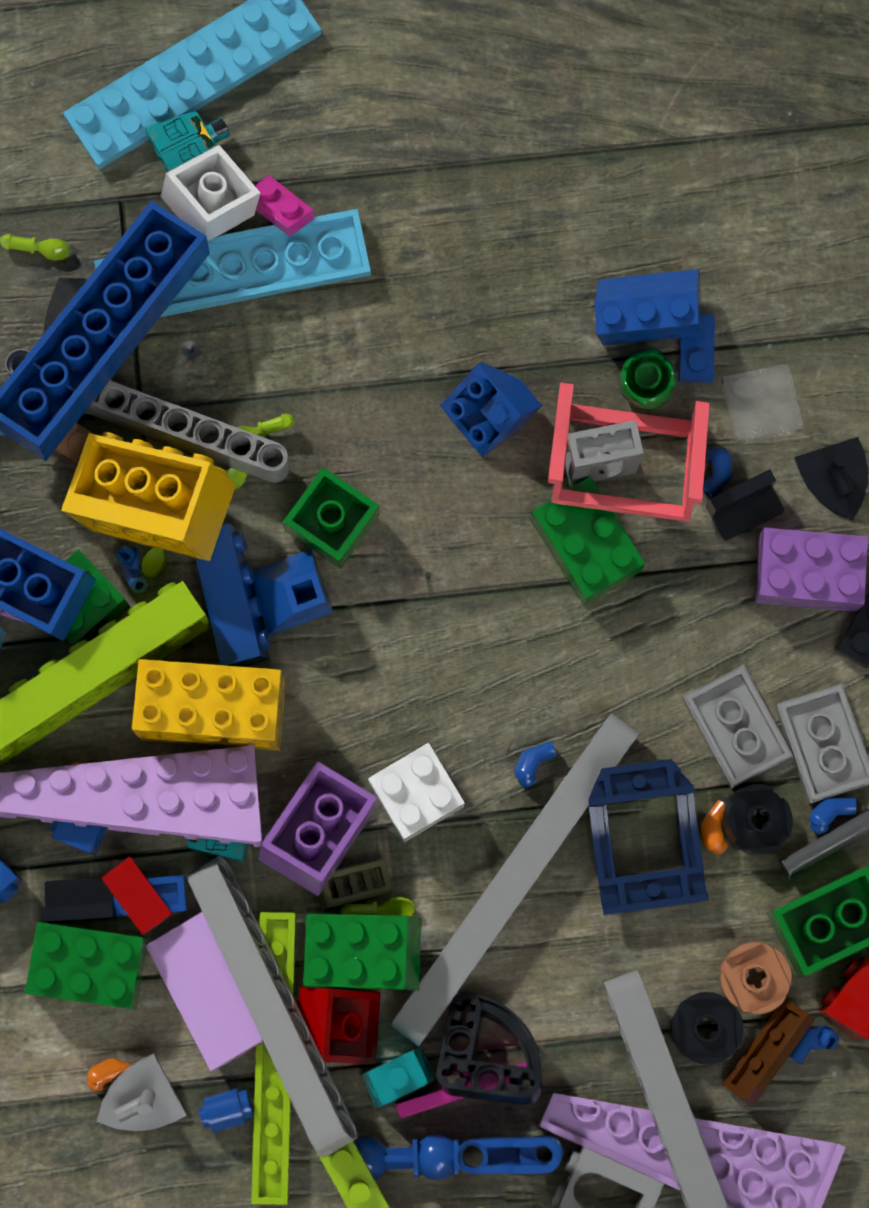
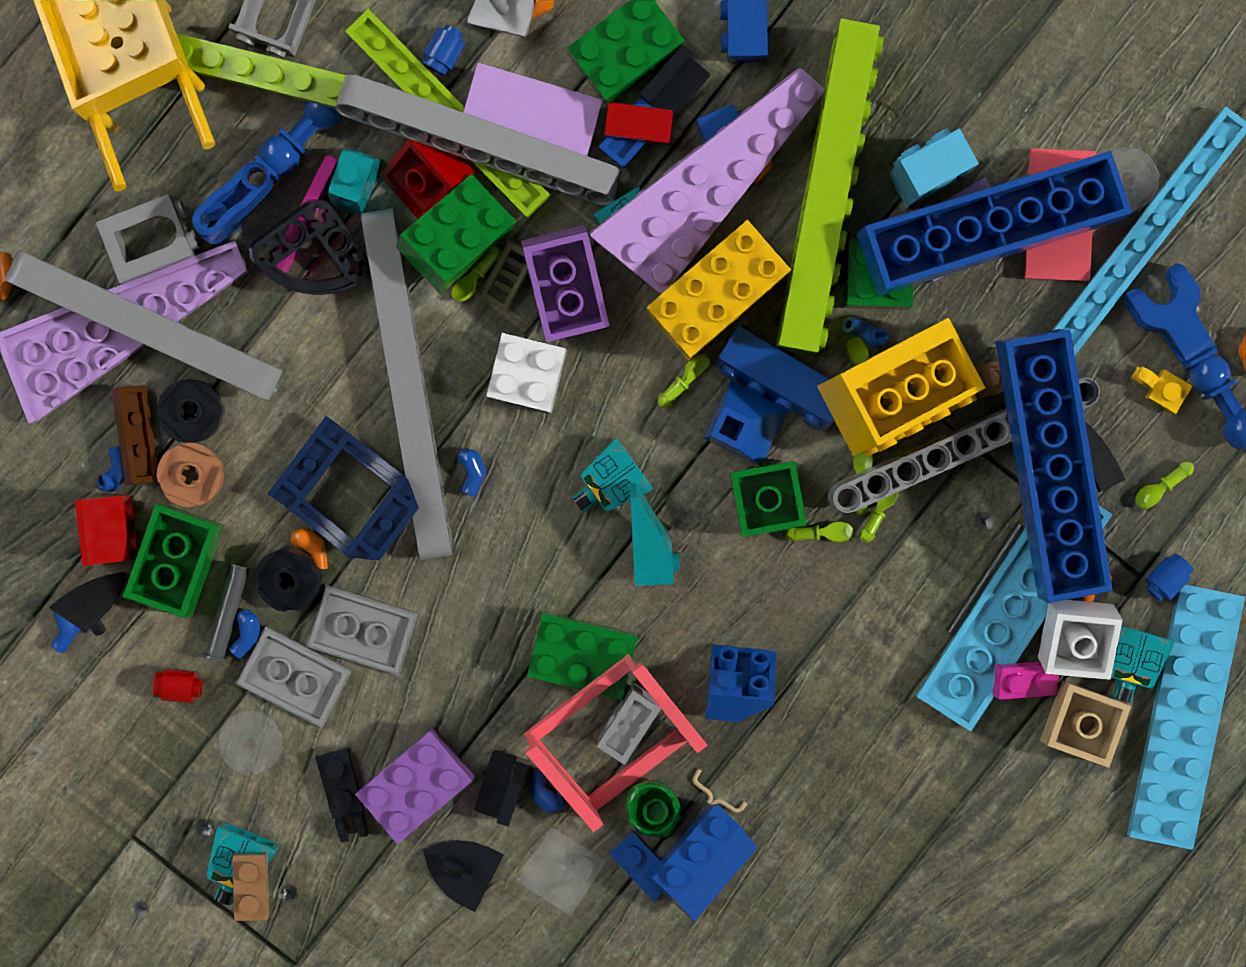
camera: 140 degrees right, 10 degrees up
(102, 177) = (1168, 578): none -> blue brick
(234, 306) = (984, 580): none -> pearl dark grey bar
(269, 133) = (1085, 723): none -> tan brick
(291, 670) = (692, 370): none -> lime piece
(308, 448) = (834, 532): none -> lime piece
(433, 648) = (610, 479): none -> teal torso
(456, 566) = (651, 544): none -> teal slope
(593, 341) = (710, 796): none -> tan piece

